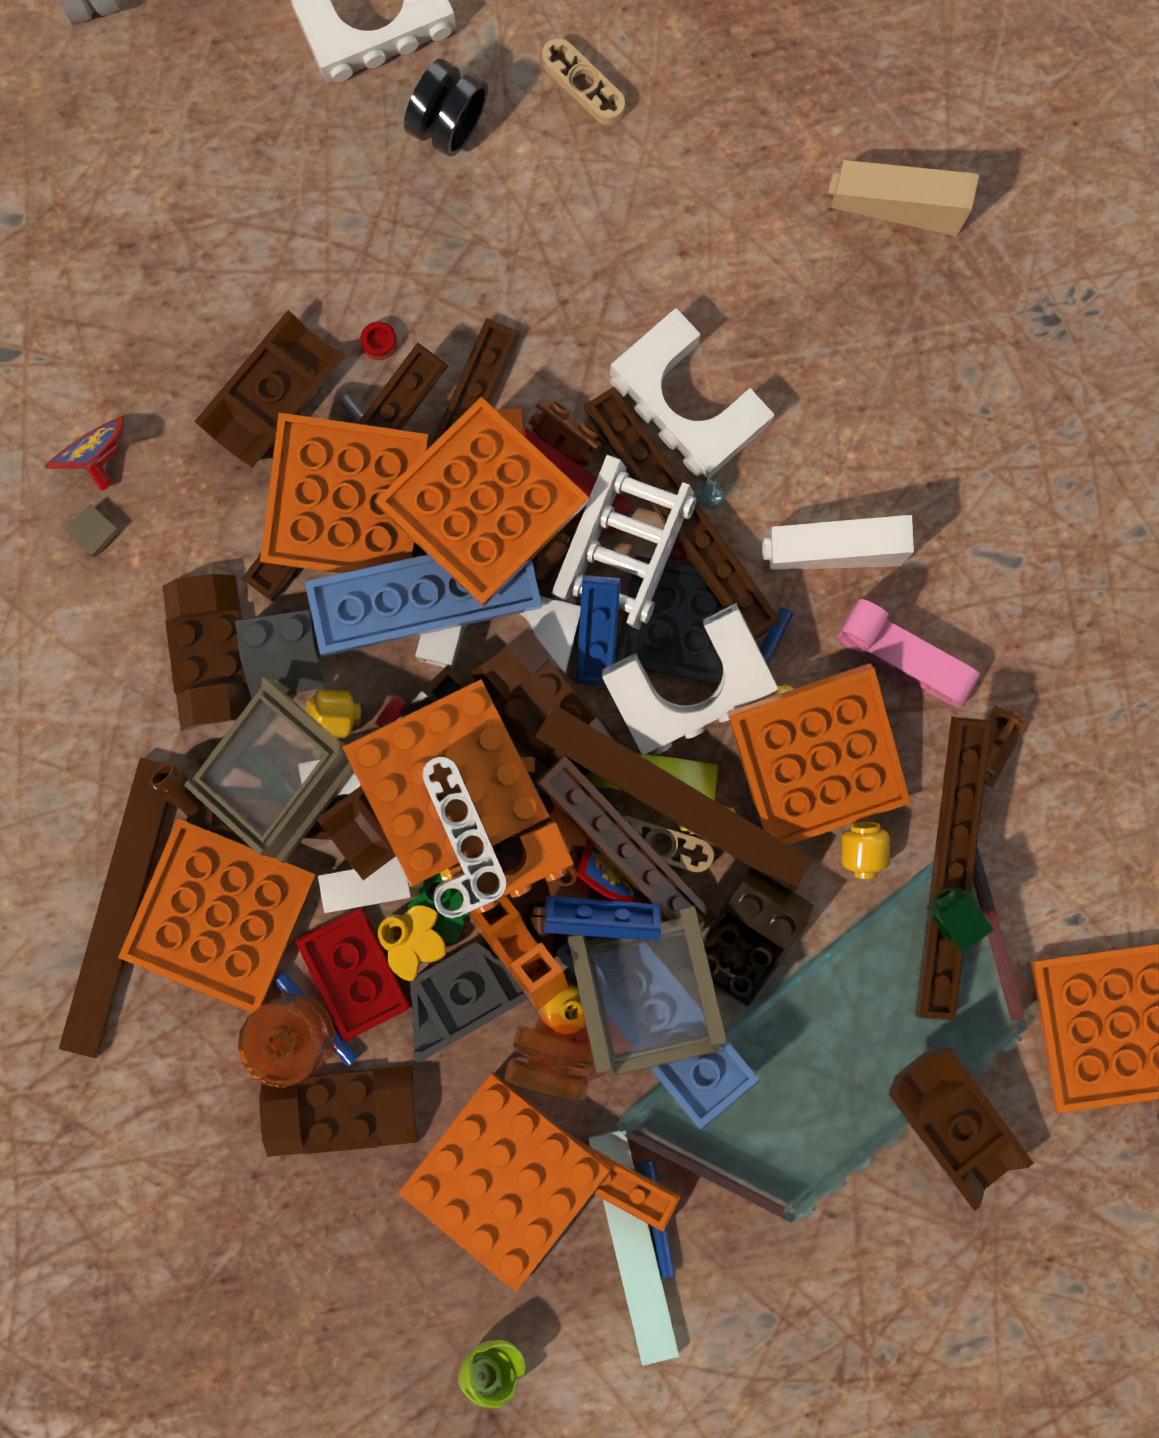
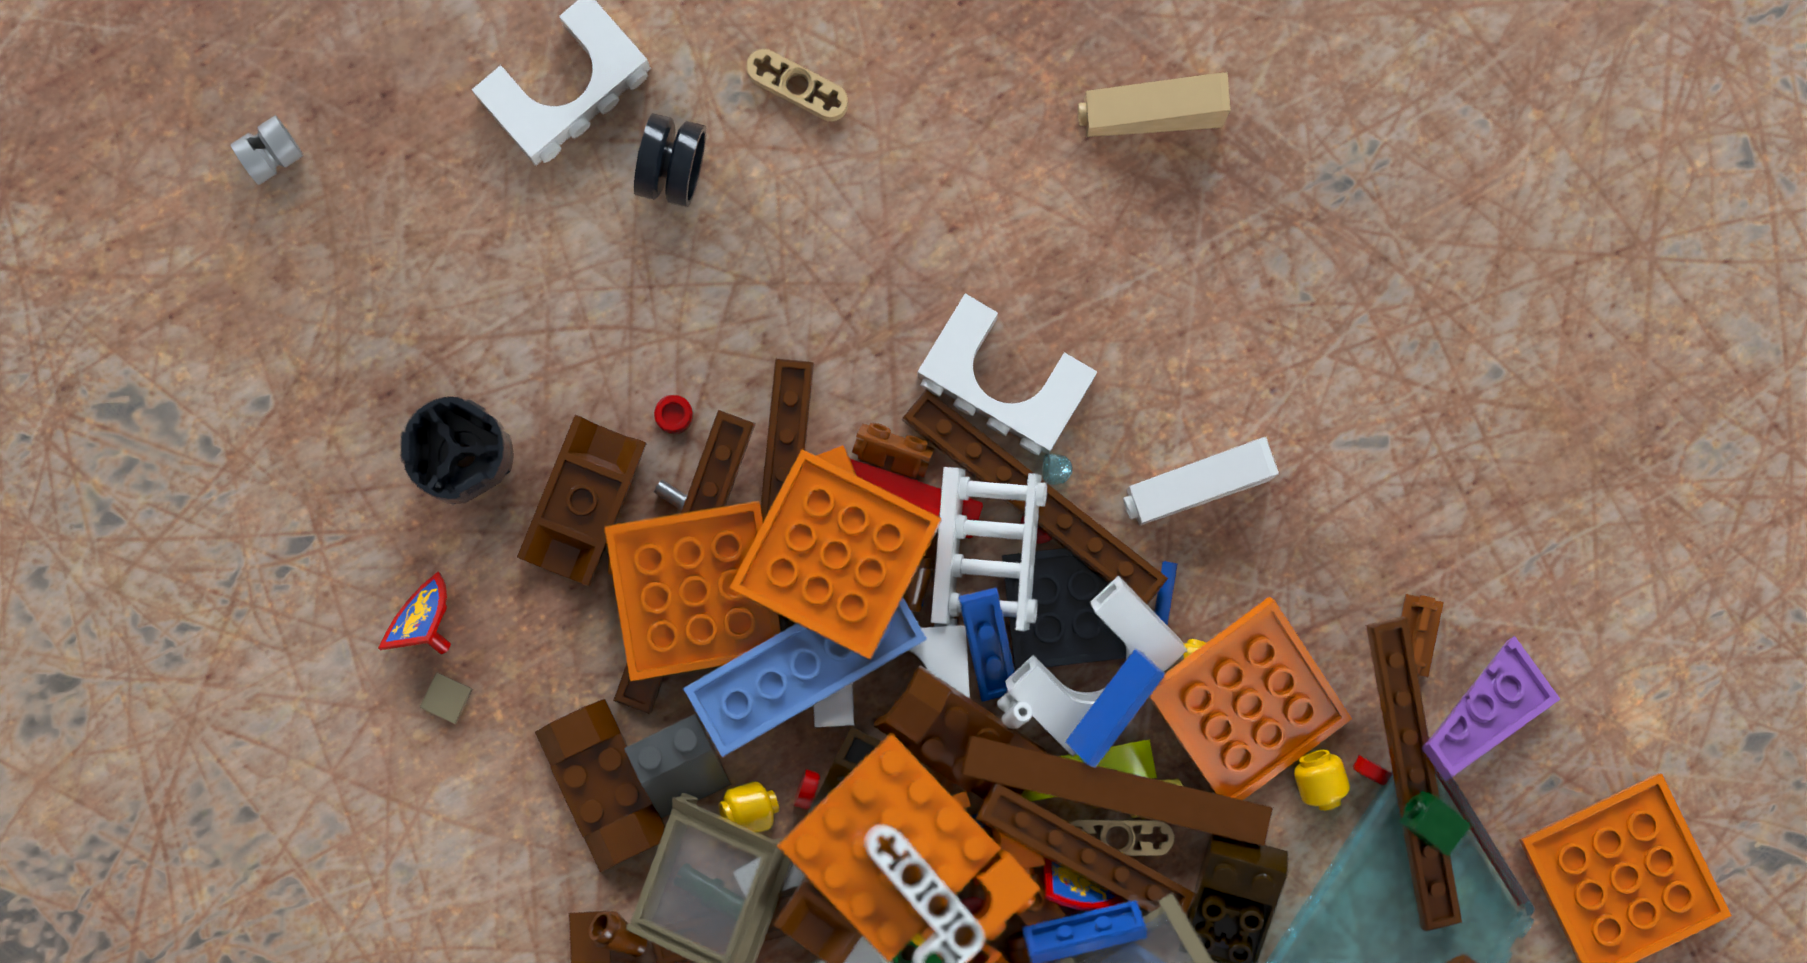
camera: 15 degrees left, 0 degrees up
(161, 287) = (435, 445): none -> black piece
(603, 697) = (1015, 712): none -> white arm
(695, 720) = (1115, 708): none -> blue tile
(906, 655) = (1303, 572): bright pink beam -> none
(914, 855) = (1372, 770): none -> red tile
(1044, 832) = (1493, 708): none -> medium lavender wing

